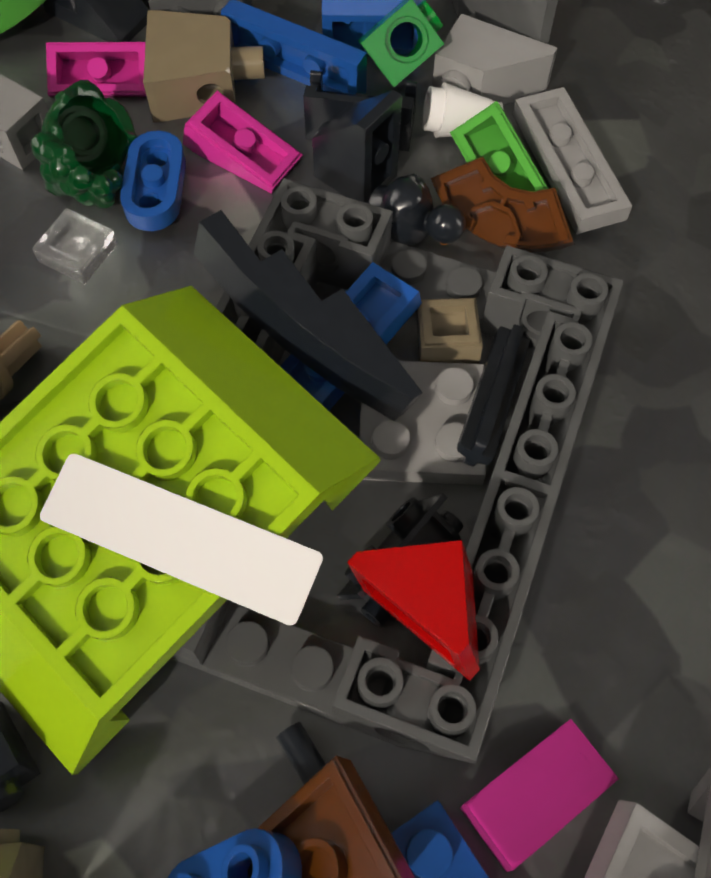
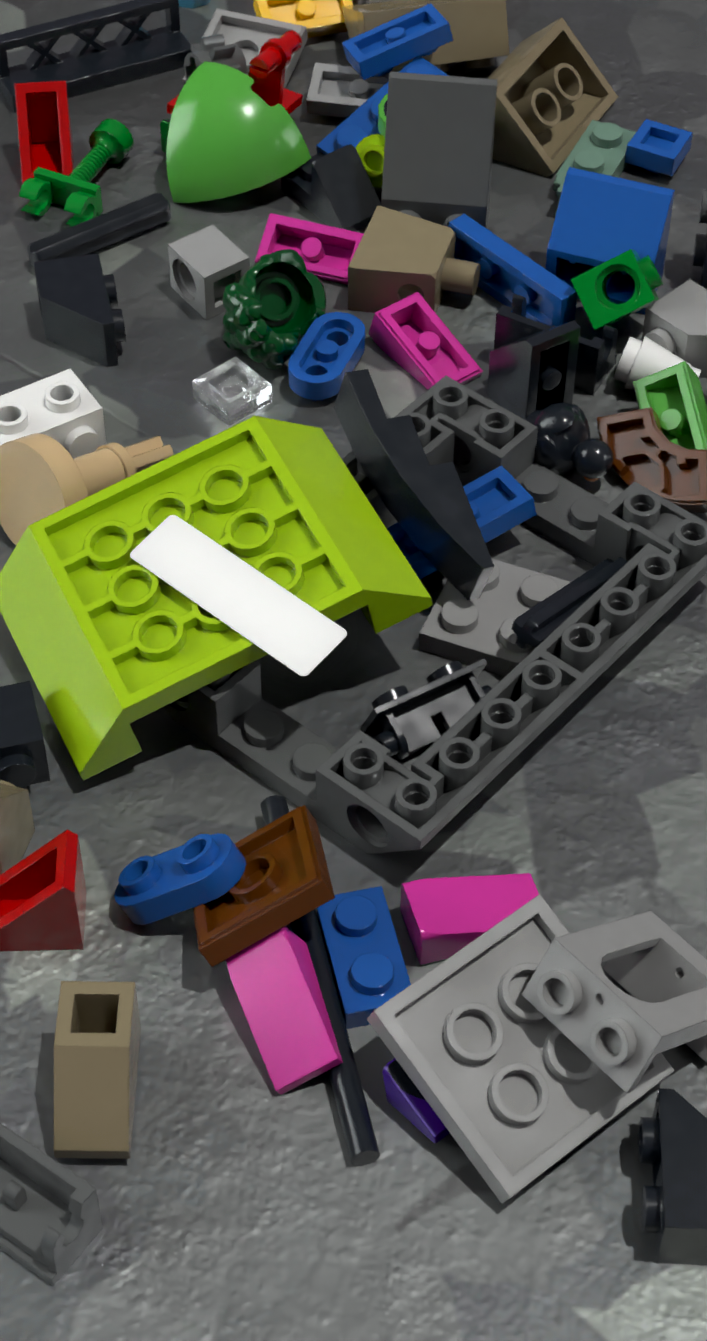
camera: 20 degrees right, 15 degrees down
(429, 594) = (428, 703): red slope -> none
(449, 331) = (555, 546): dark tan slope -> none

